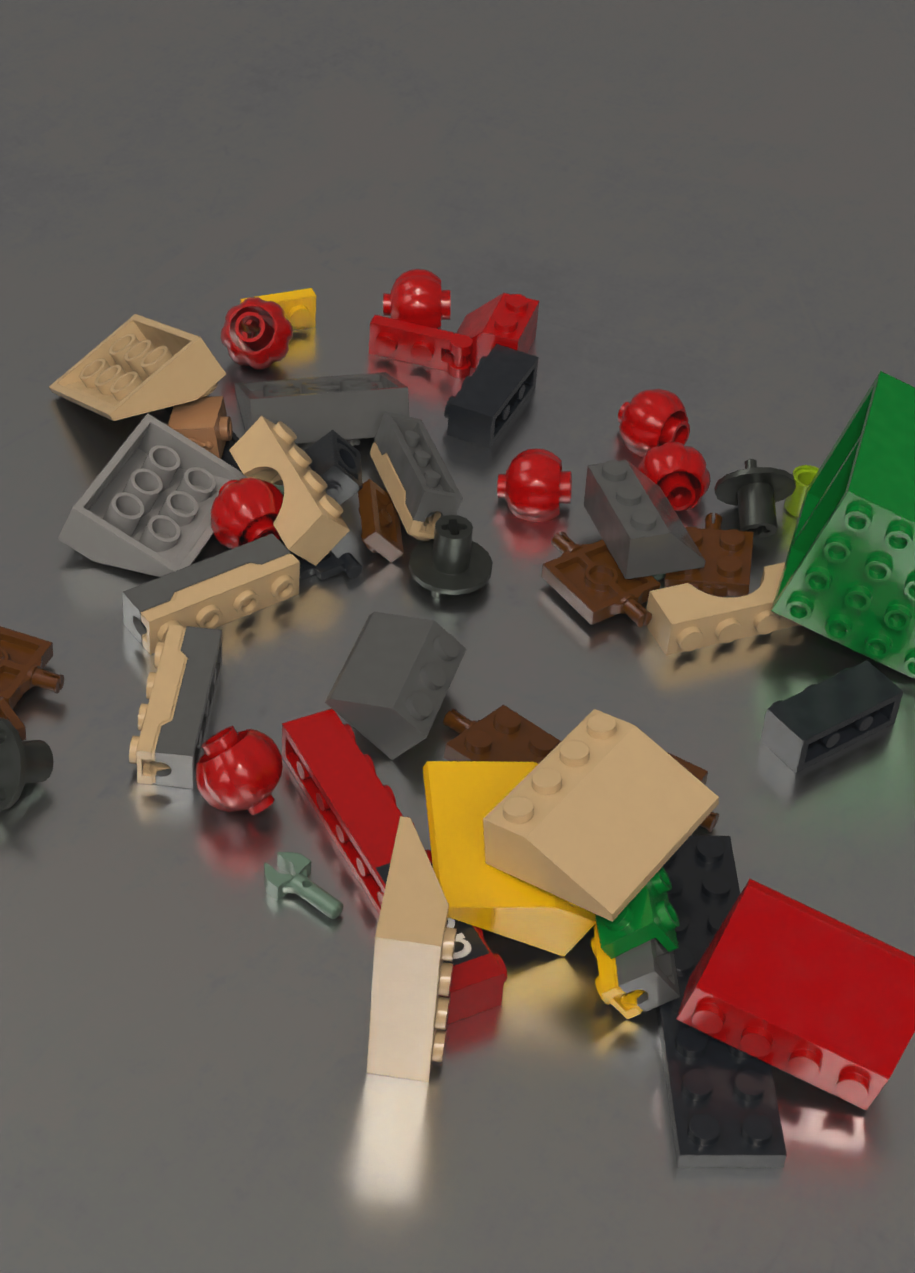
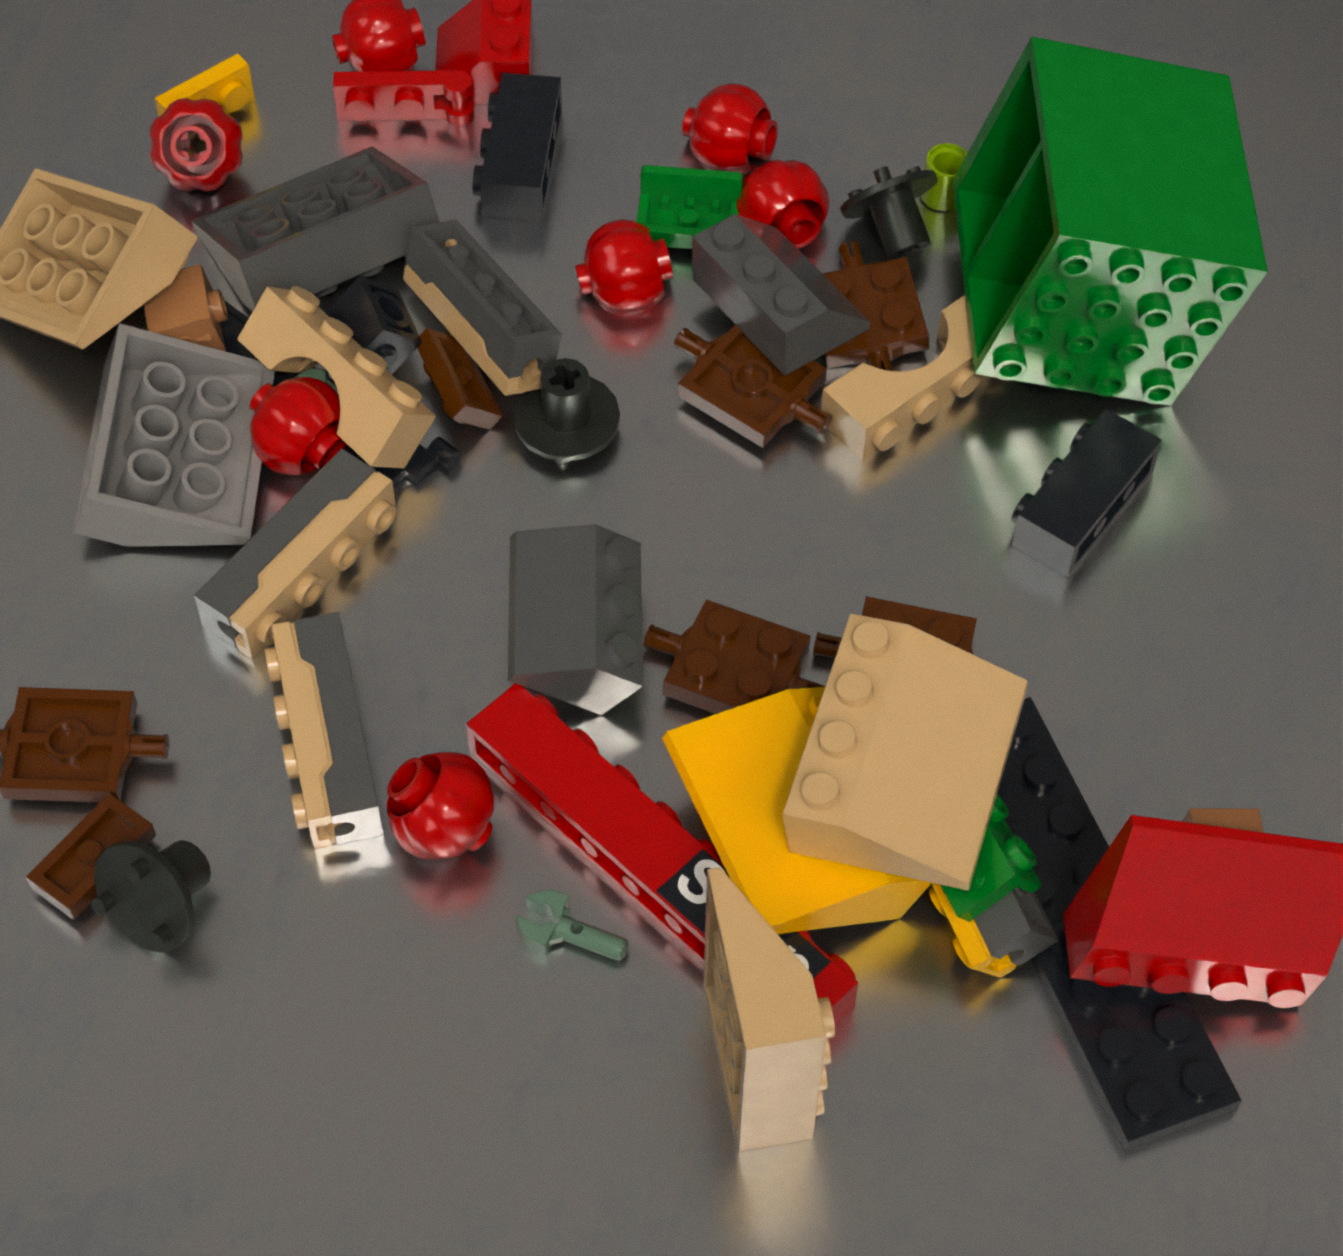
camera: 15 degrees left, 15 degrees up
(595, 446) = (685, 201): none -> green bracket

